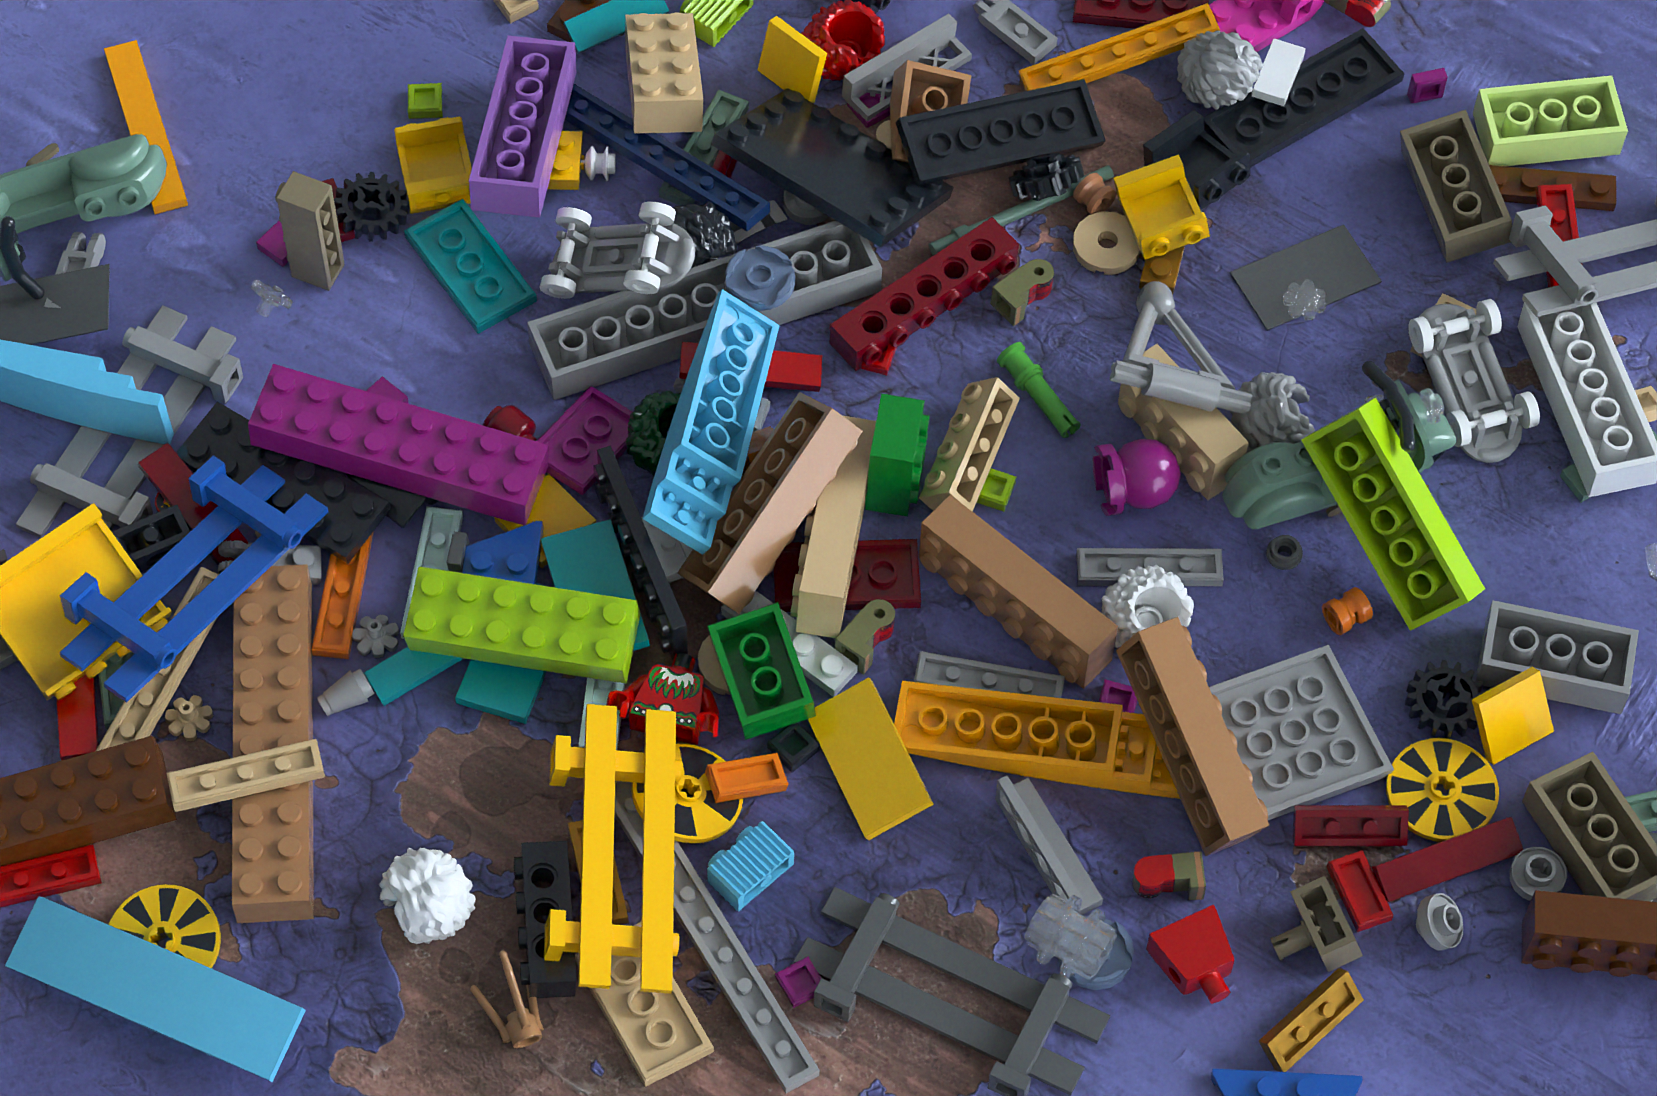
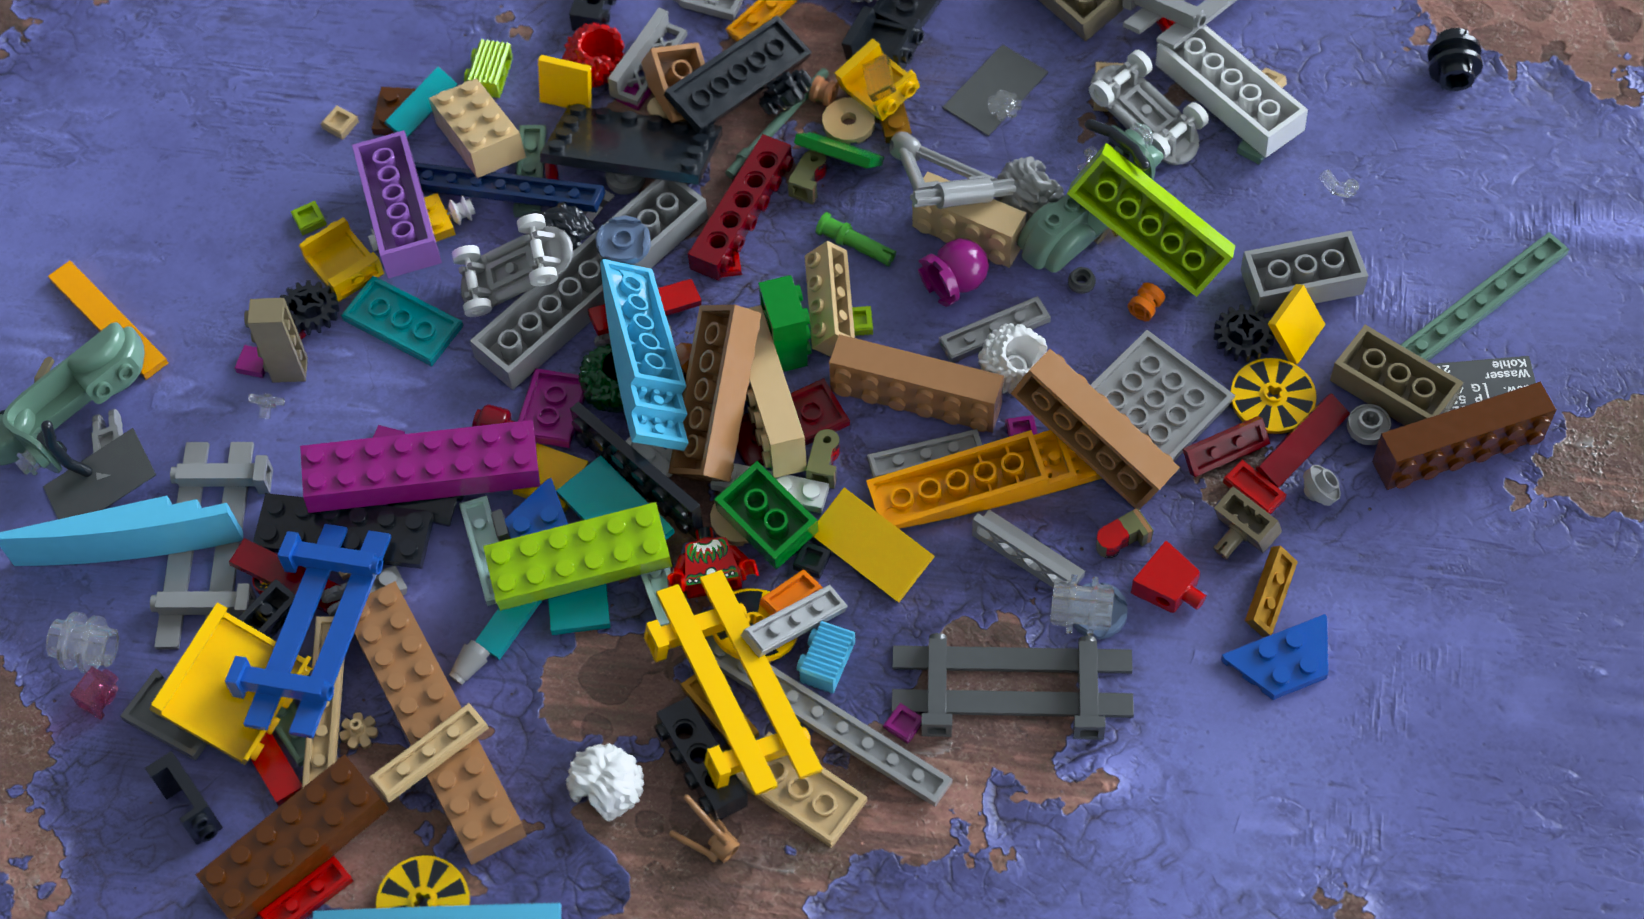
camera: 20 degrees left, 0 degrees up
(340, 604) = (430, 601): orange tile -> none
(375, 636) = (468, 612): light grey plant -> none
(730, 807) = (793, 621): none -> light grey tile
(1073, 273) = (839, 150): none -> green tile
(1161, 206) = (879, 78): none -> clear yellow tile

